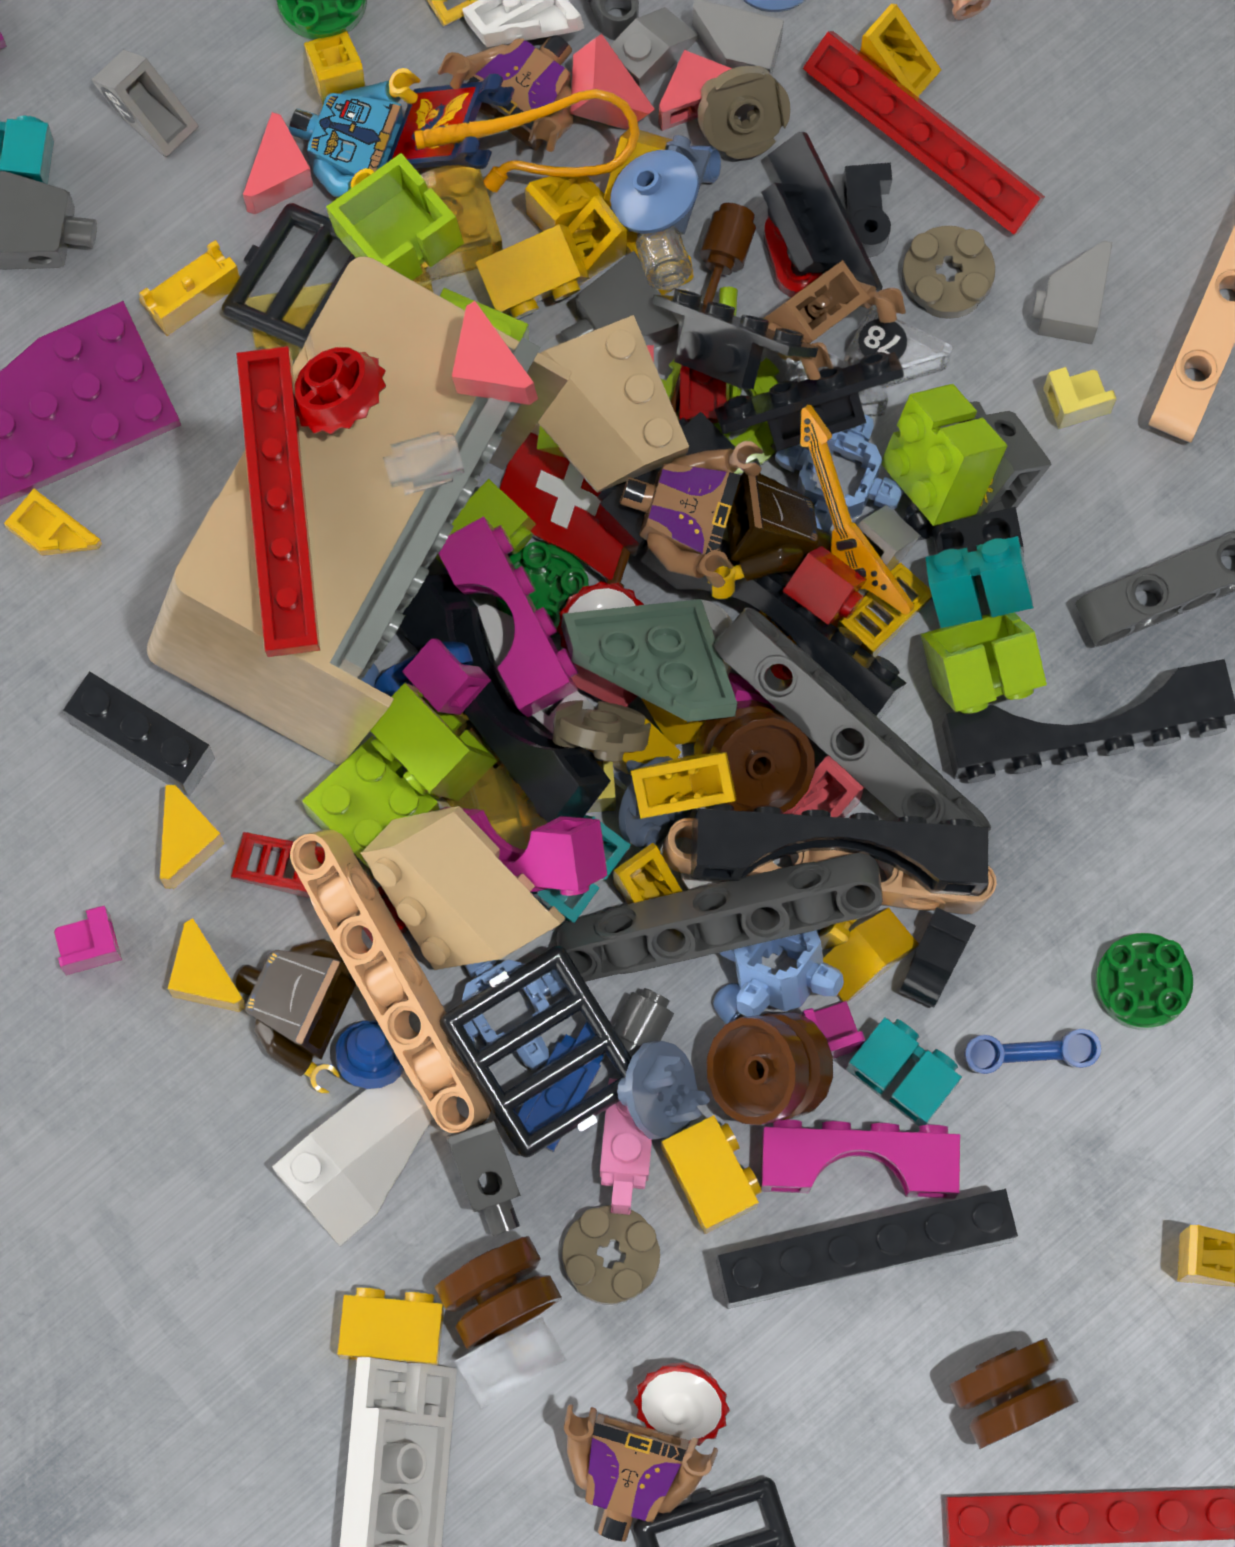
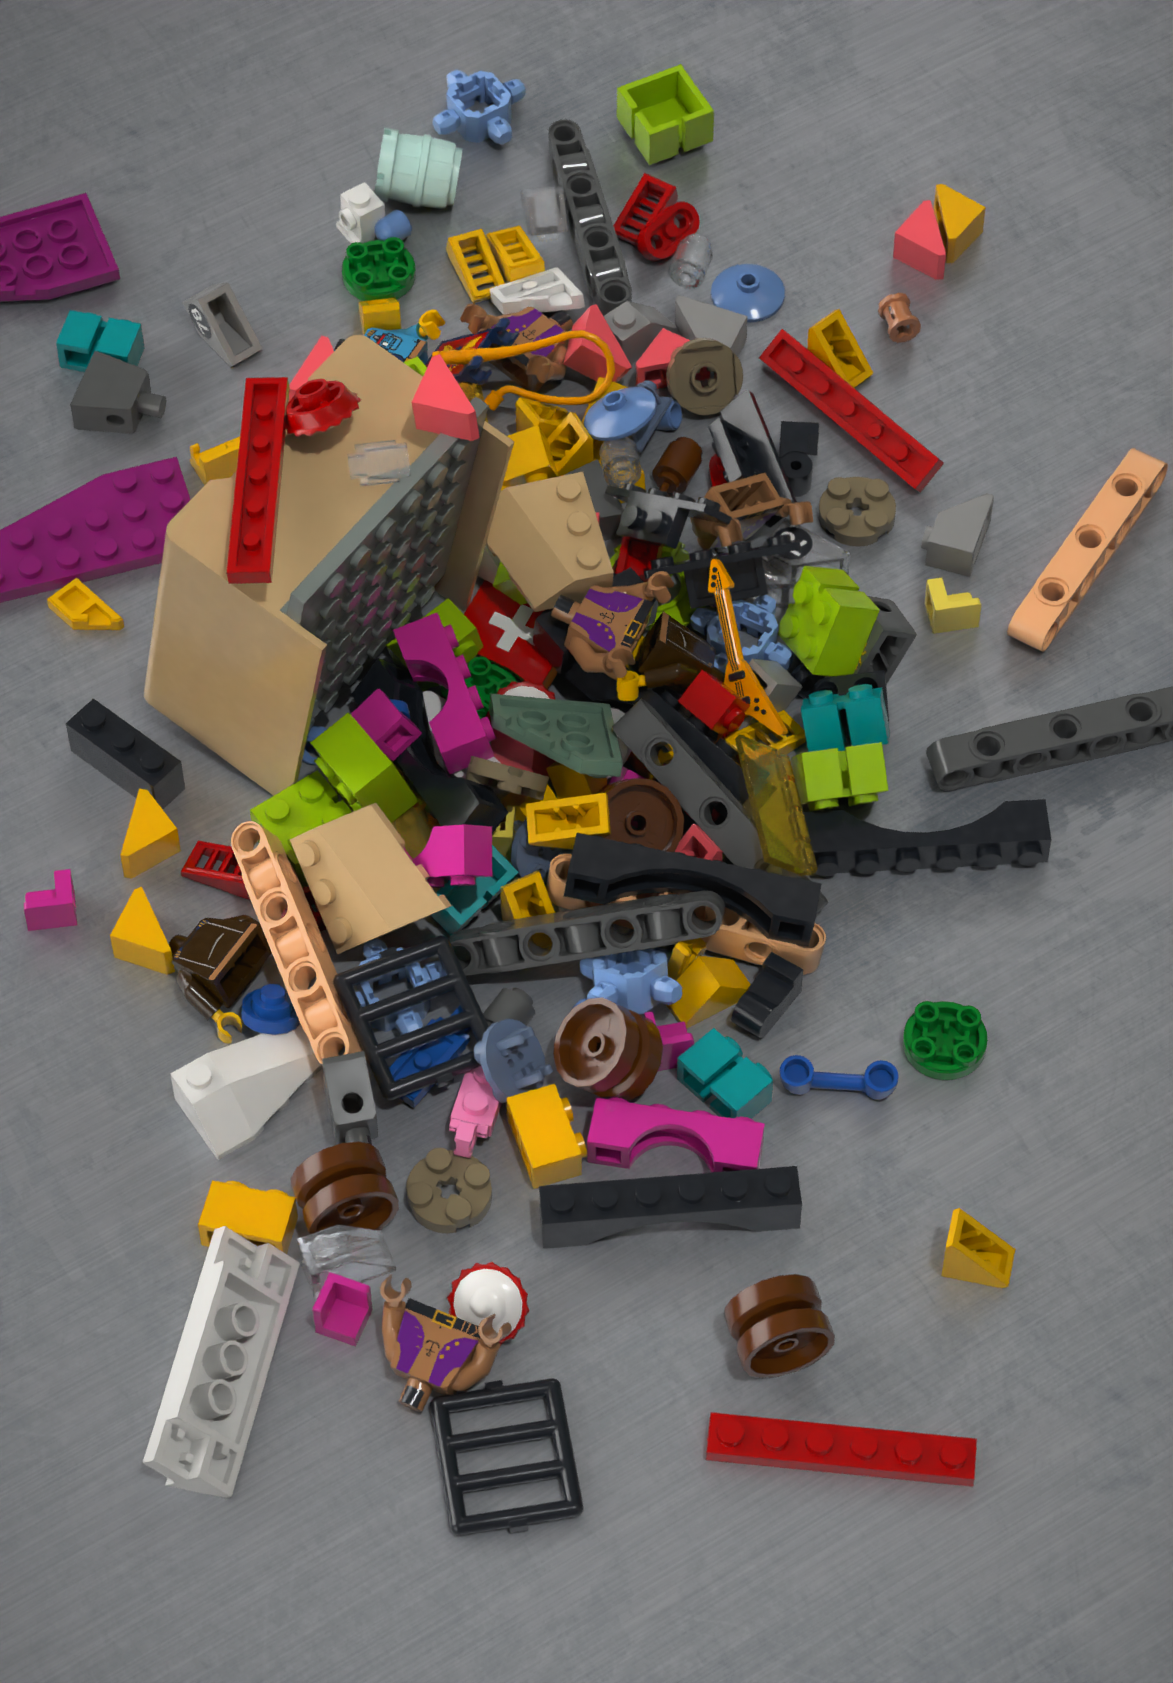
camera: 10 degrees right, 20 degrees down
(517, 1430) = (342, 1309): none -> dark pink panel
(912, 712) = (776, 807): none -> clear yellow windscreen

